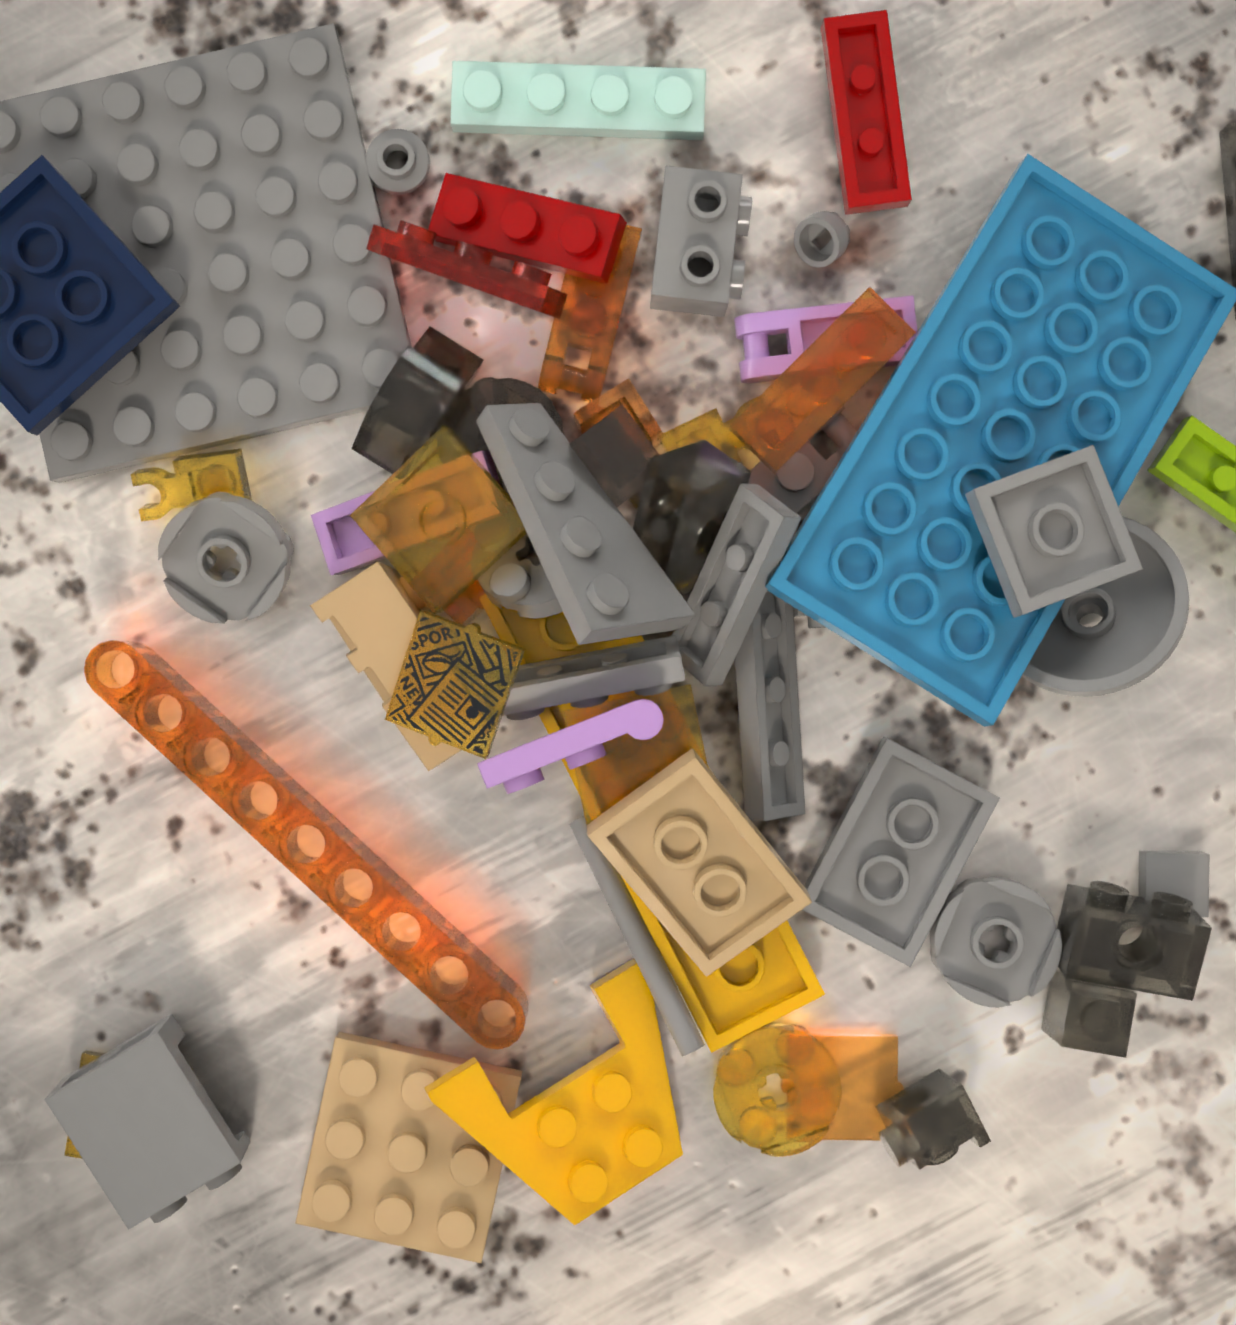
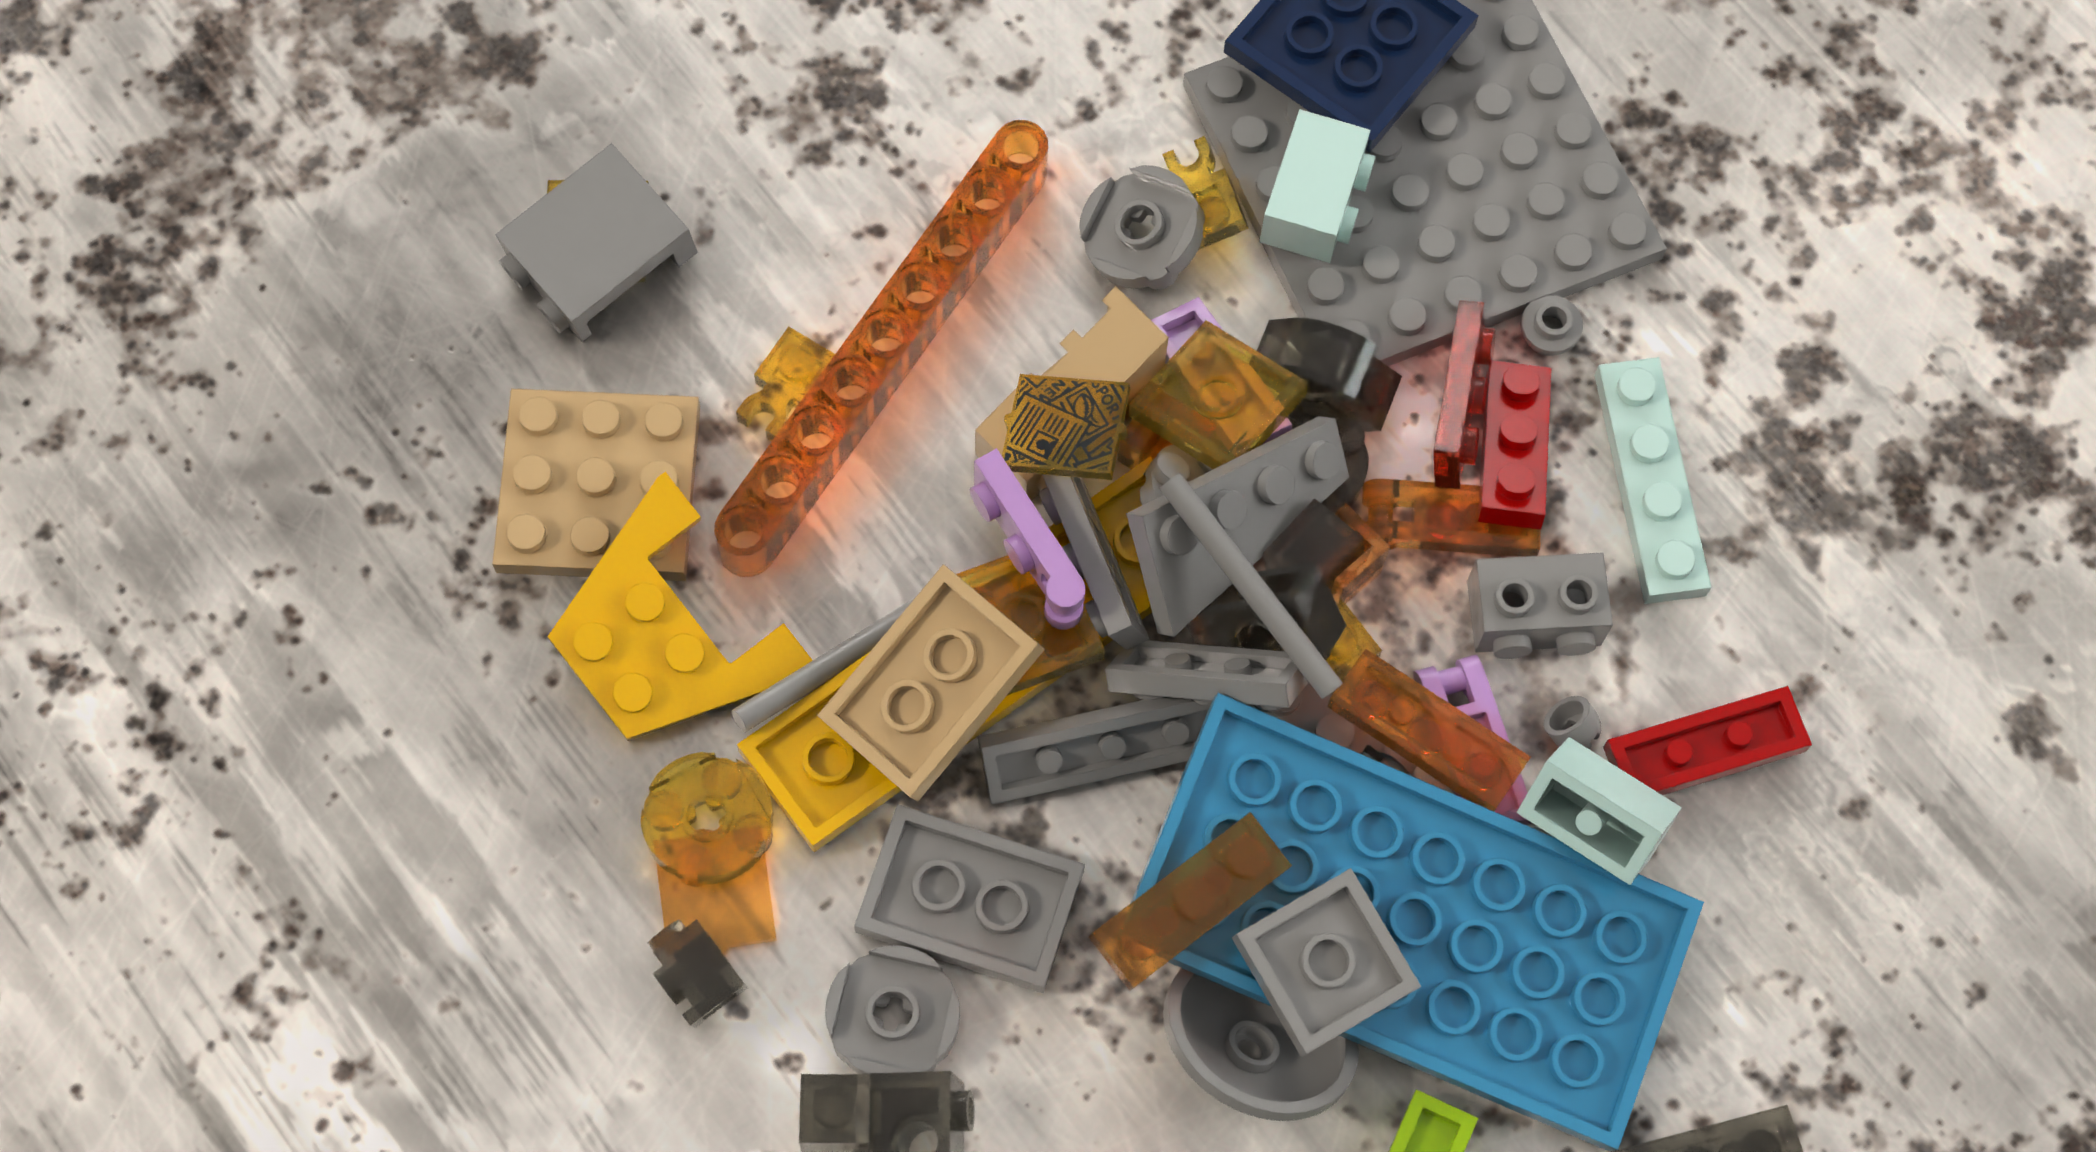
camera: 80 degrees right, 20 degrees down
(213, 369) = (1315, 187): none -> light aqua brick
(326, 940) = (785, 379): none -> clear yellow plate
(674, 533) = (1251, 585): none -> light grey bar
(933, 231) = (1598, 810): none -> light aqua brick
(975, 652) = (1189, 901): none -> clear orange plate

